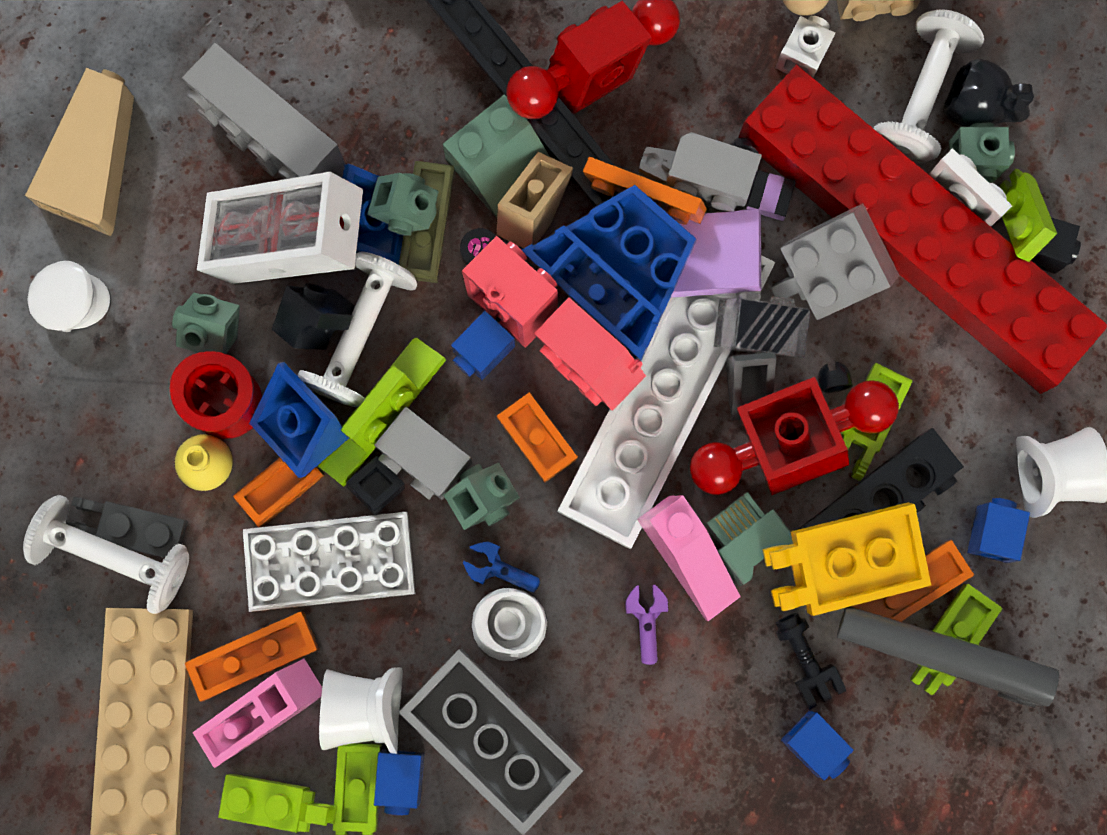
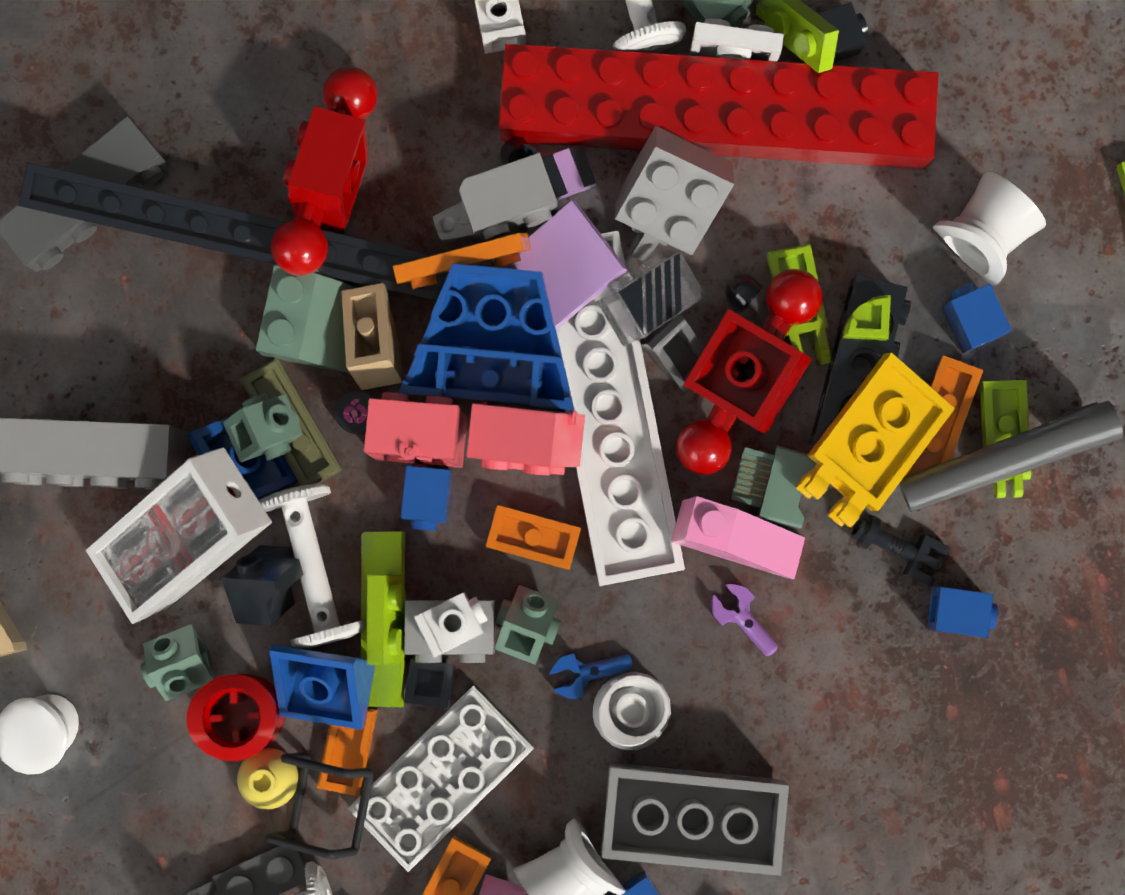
camera: 35 degrees left, 5 degrees up
(182, 515) = (304, 761): none -> black piece
(408, 452) = (433, 623): none -> white brick
(916, 468) = (869, 320): none -> lime tile

